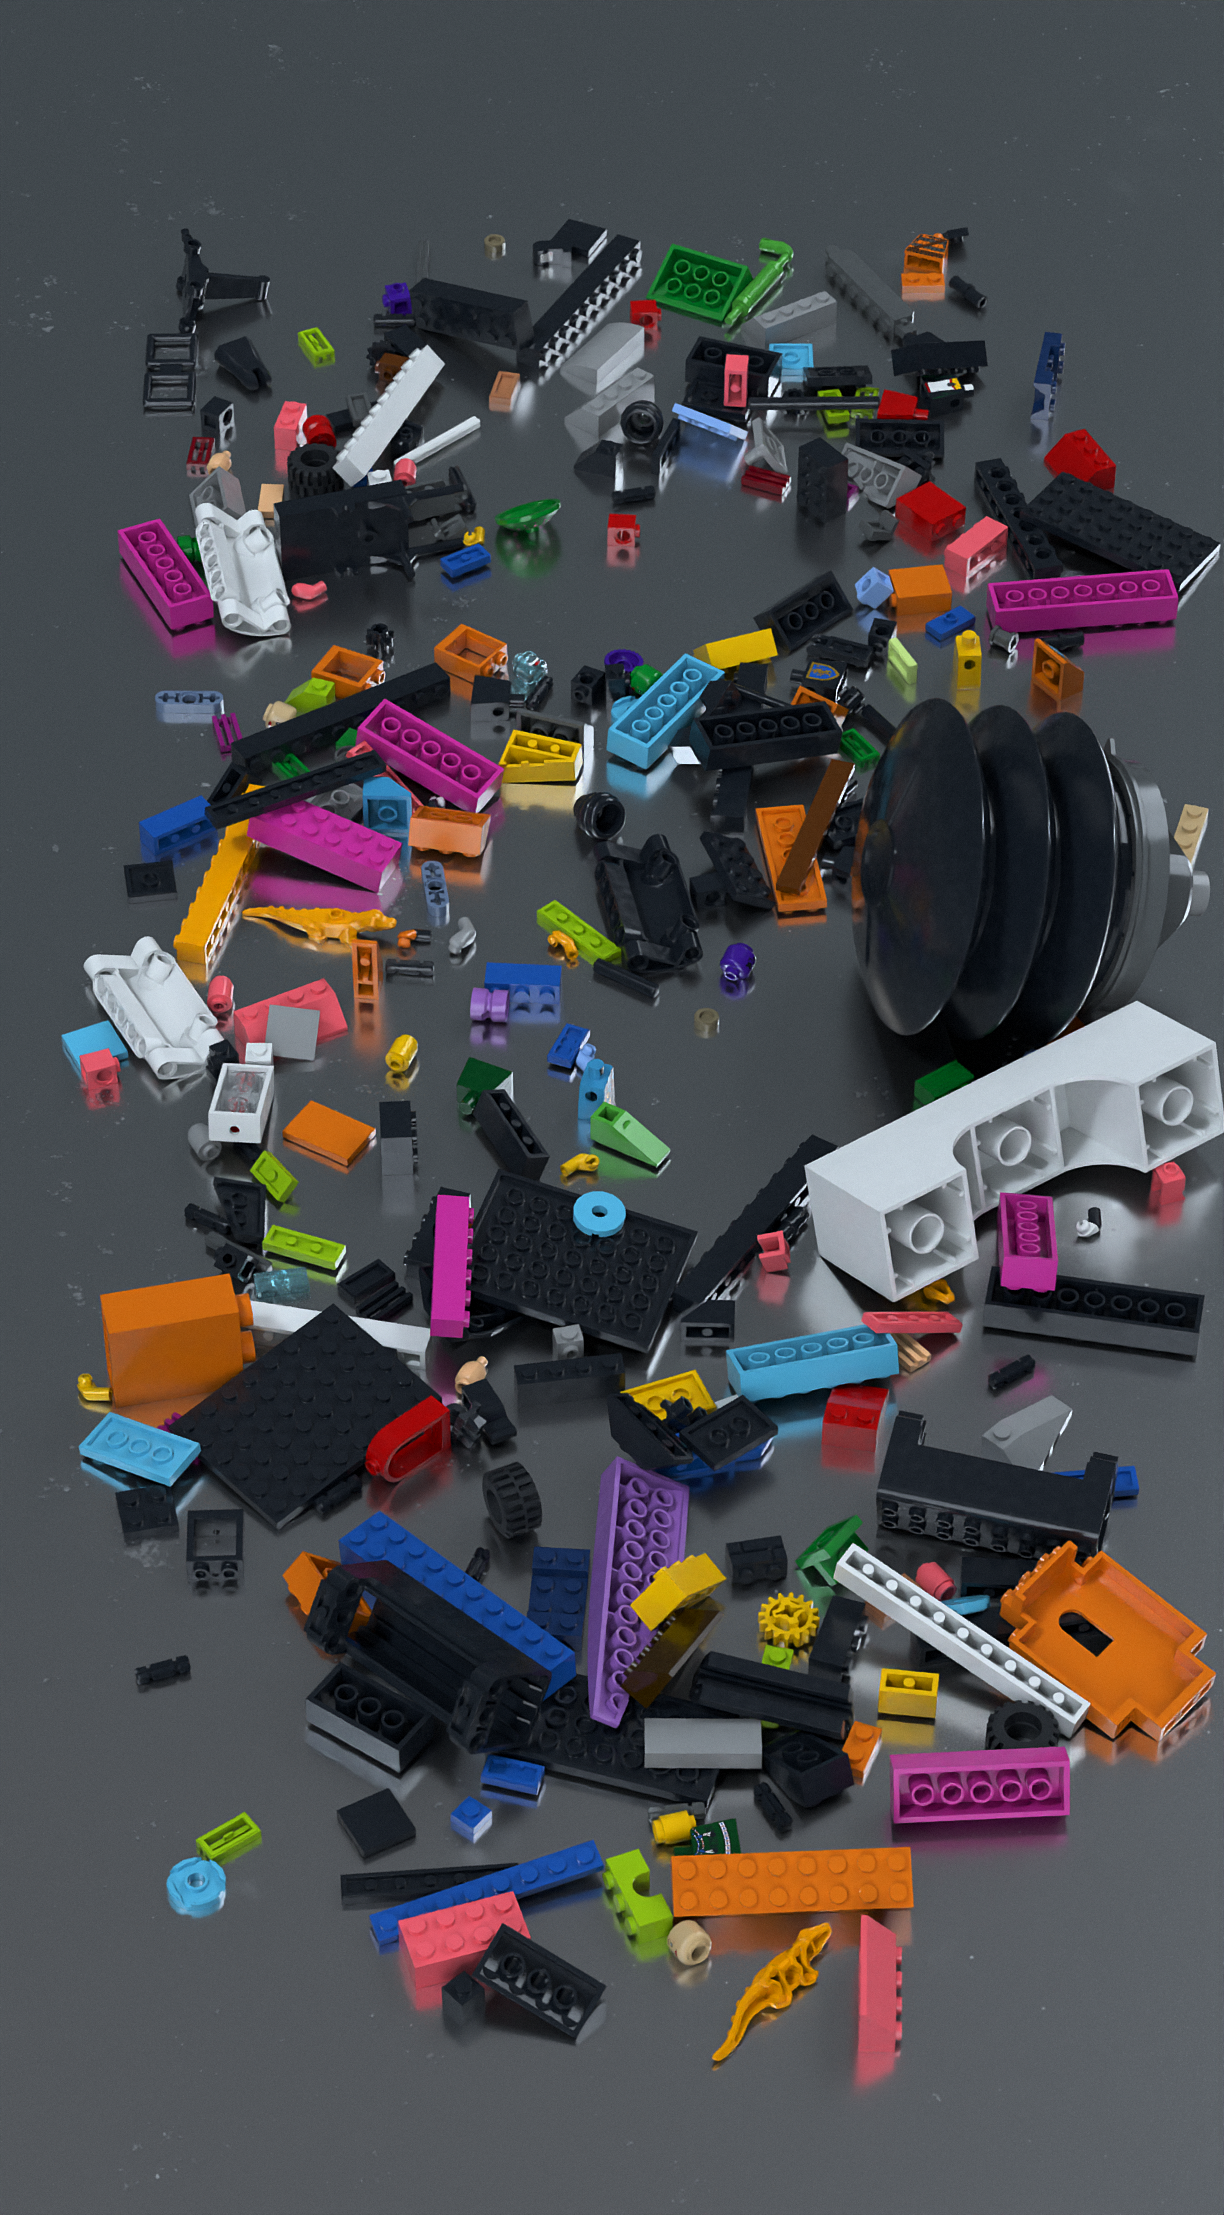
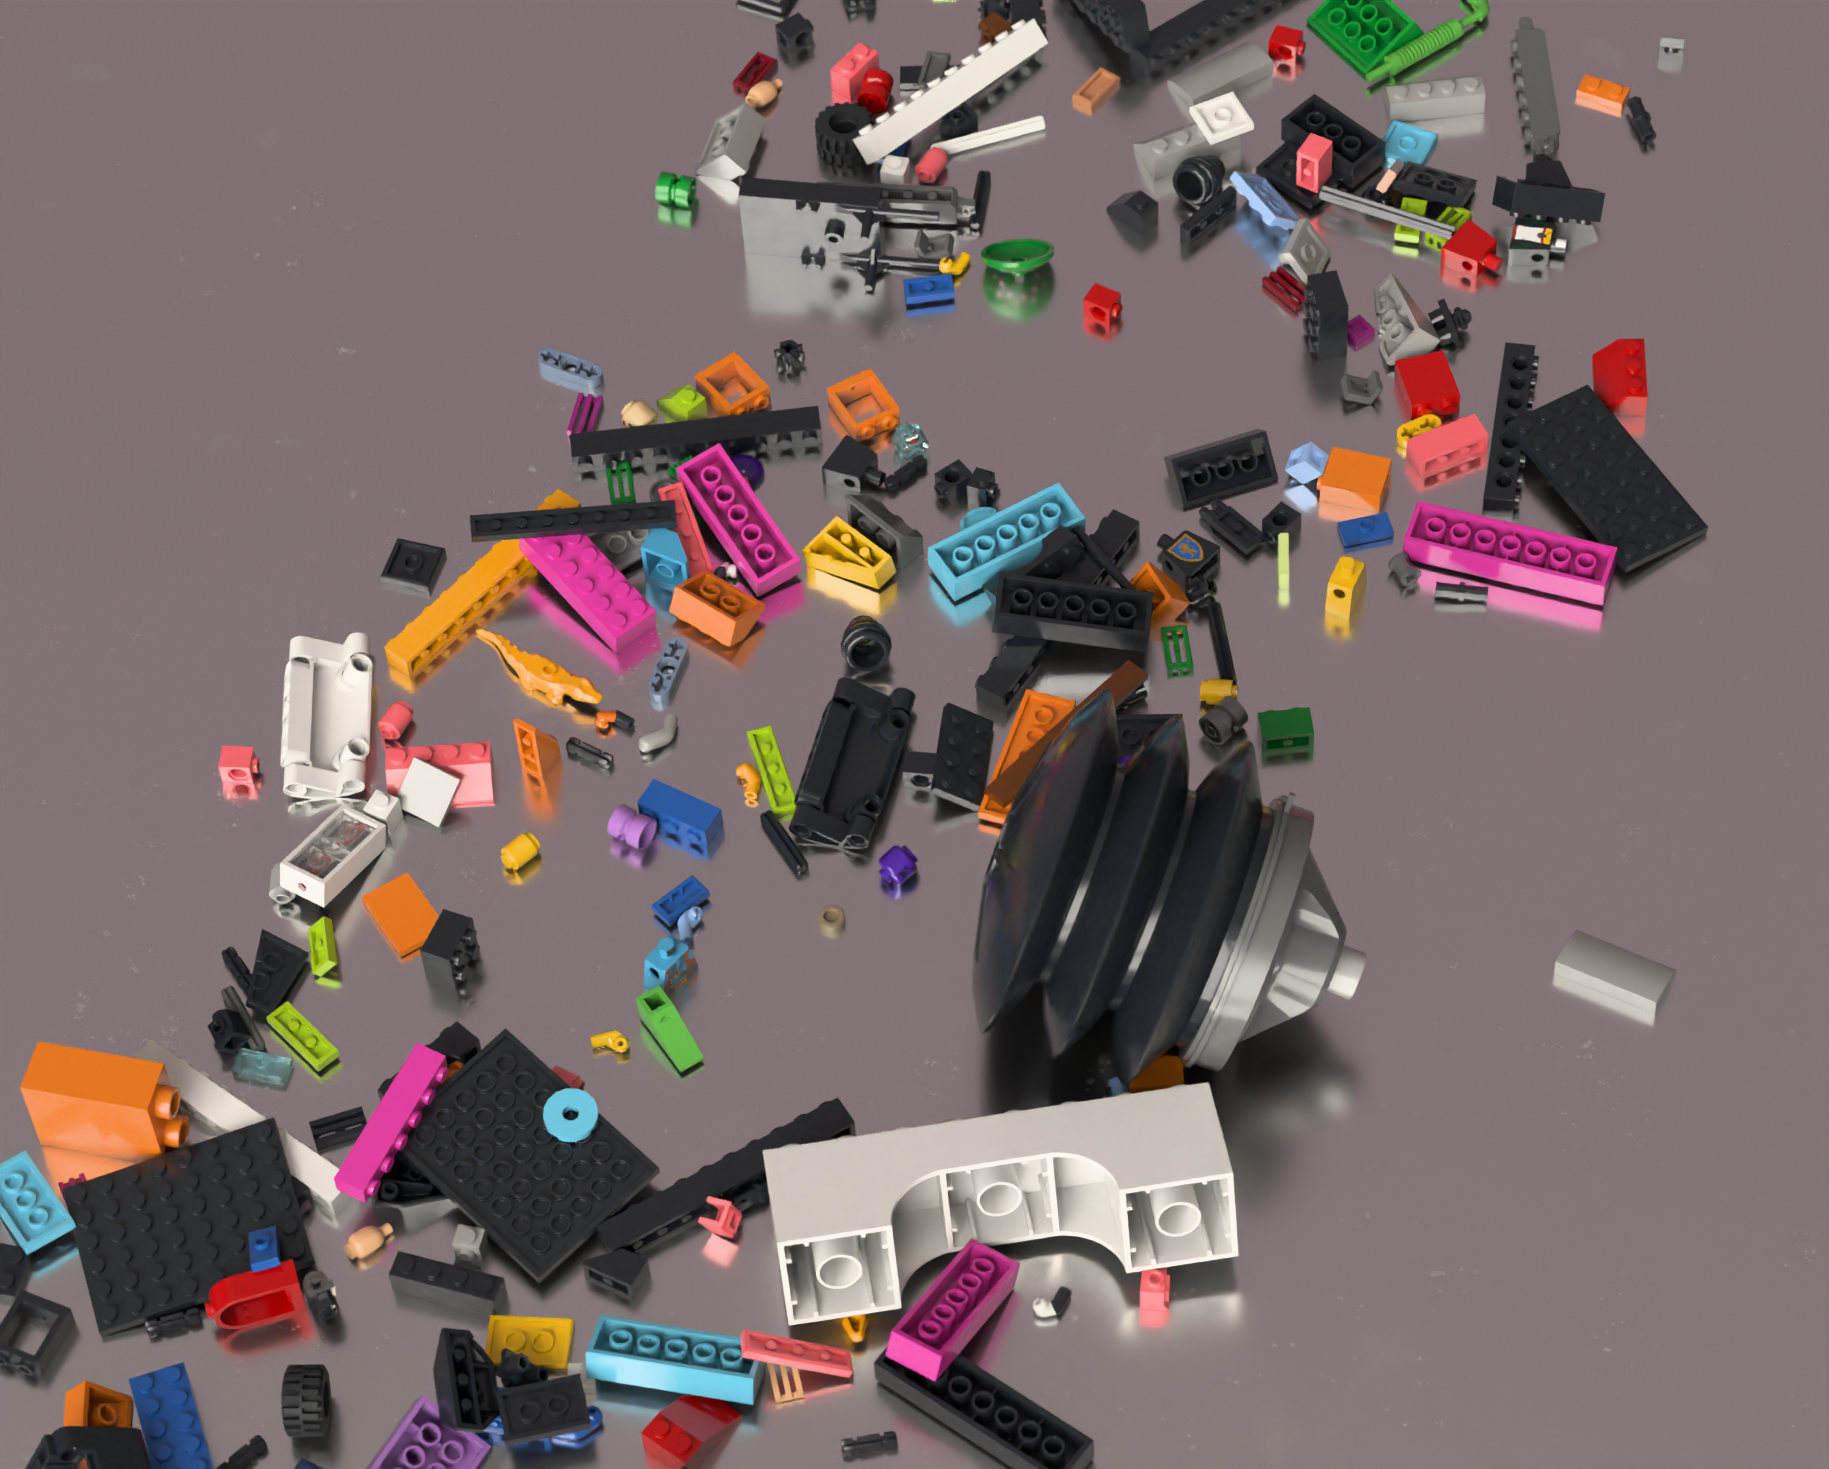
camera: 30 degrees right, 10 degrees up
(91, 1391) = (24, 1119): yellow arm -> none
(93, 1039) = (255, 730): medium azure tile -> none
(165, 574) = (629, 211): dark pink brick -> none
(175, 826) = (454, 510): blue brick -> none
(220, 1053) = (352, 794): black brick -> none
(233, 783) = (546, 482): black slope -> none
(243, 571) = (695, 235): white panel -> none
(270, 494) = (787, 153): light nougat tile -> none
(307, 591) = (757, 274): coral arm -> none
(366, 1281) = (339, 1095): black tile -> none
(399, 1397) = (264, 1249): none -> blue plate
(479, 1077) = (569, 918): dark green torso -> none
(492, 1409) = (355, 1288): black piece -> none
(511, 1134) = (559, 986): black brick -> none
(627, 657) = (1007, 466): dark purple hat -> none
(633, 494) = (1143, 263): black axle -> none
(636, 371) = (1221, 118): none -> white tile
(643, 678) = (1010, 492): green head -> none
(745, 648) = (1123, 493): yellow slope -> none
(800, 377) = (1391, 174): none -> tile
(889, 436) = (1459, 283): black slope -> none
(927, 254) = (1628, 58): orange torso -> none
(938, 545) = (1416, 427): none -> yellow beam
(942, 1082) = (1007, 1088): green brick -> none
(1047, 374) = (1660, 242): dark blue piece -> none
(1056, 671) = (1431, 628): orange slope -> none
(1190, 829) = (1439, 882): tan plate -> none

